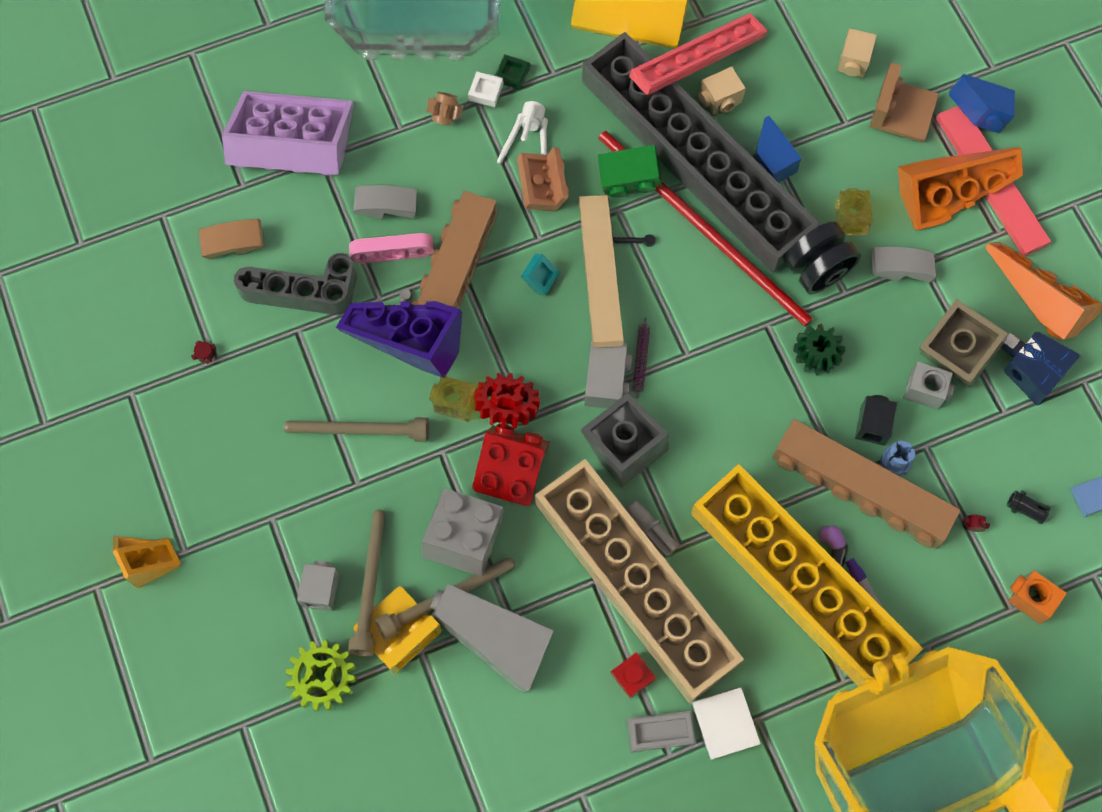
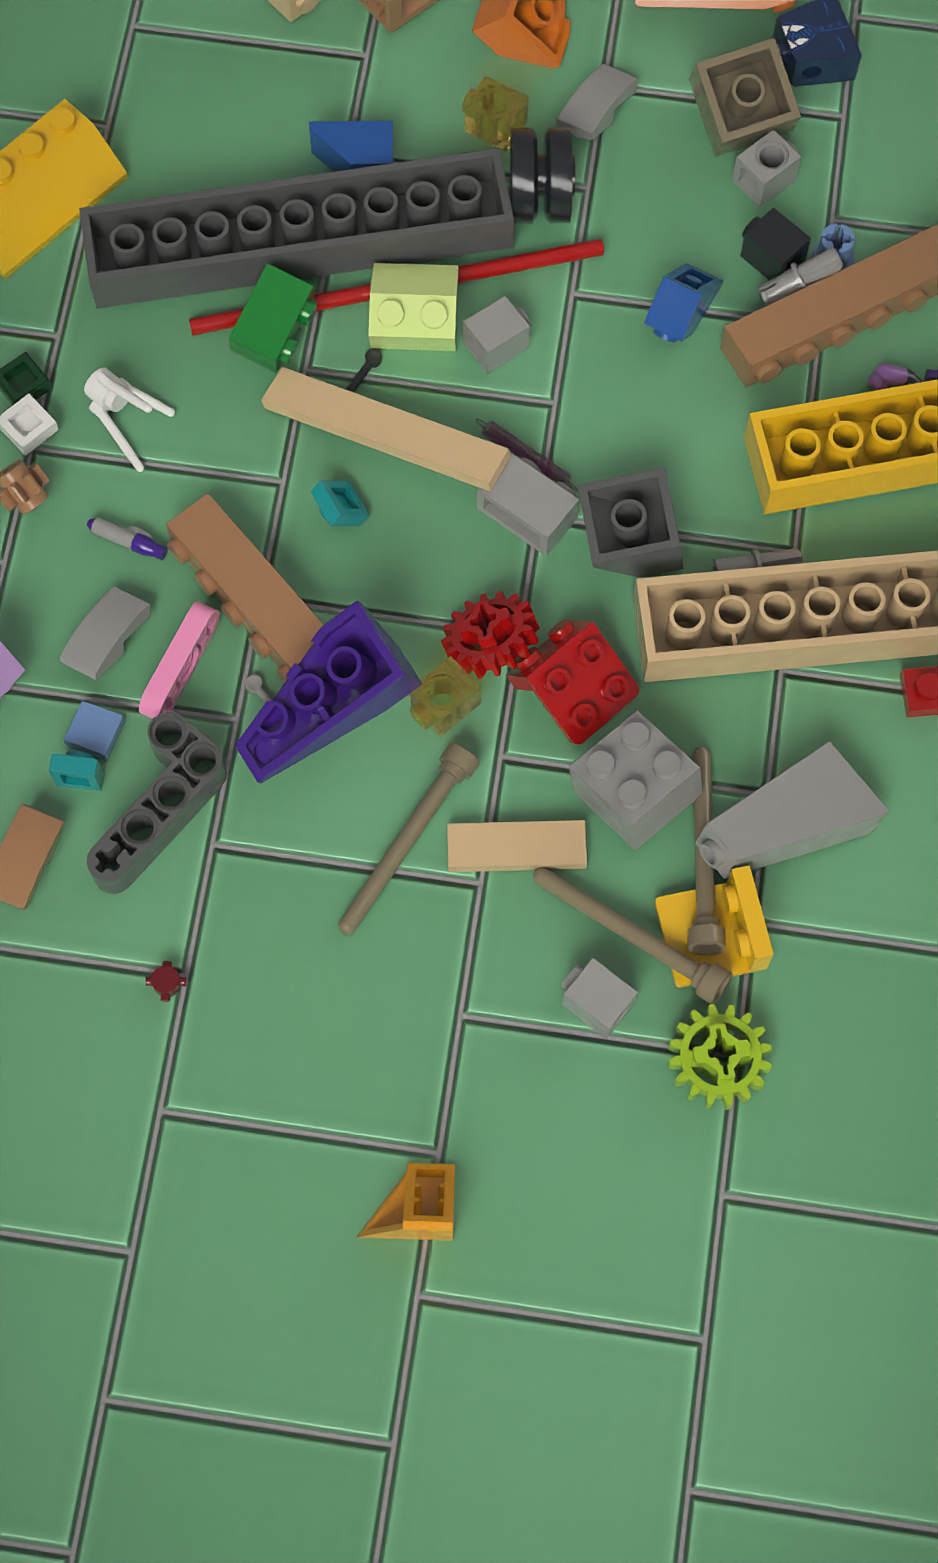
camera: 60 degrees left, 0 degrees up
(296, 234) = (76, 770): none -> teal plate
(327, 230) = (94, 730): none -> medium blue tile
(389, 491) = (516, 846): none -> tan tile
(452, 180) = (131, 537): none -> piece
(543, 180) = (211, 426): nougat bracket -> none
(691, 239) = (413, 307): none -> yellowish green slope
(697, 54) = (168, 148): coral tile -> none
(706, 296) = (497, 334): none -> light grey brick
(722, 91) = (232, 155): tan brick -> none
(800, 387) = (681, 302): none -> blue slope
(826, 341) = (646, 252): dark green gear -> none
(862, 445) = (801, 276): none -> light grey axle

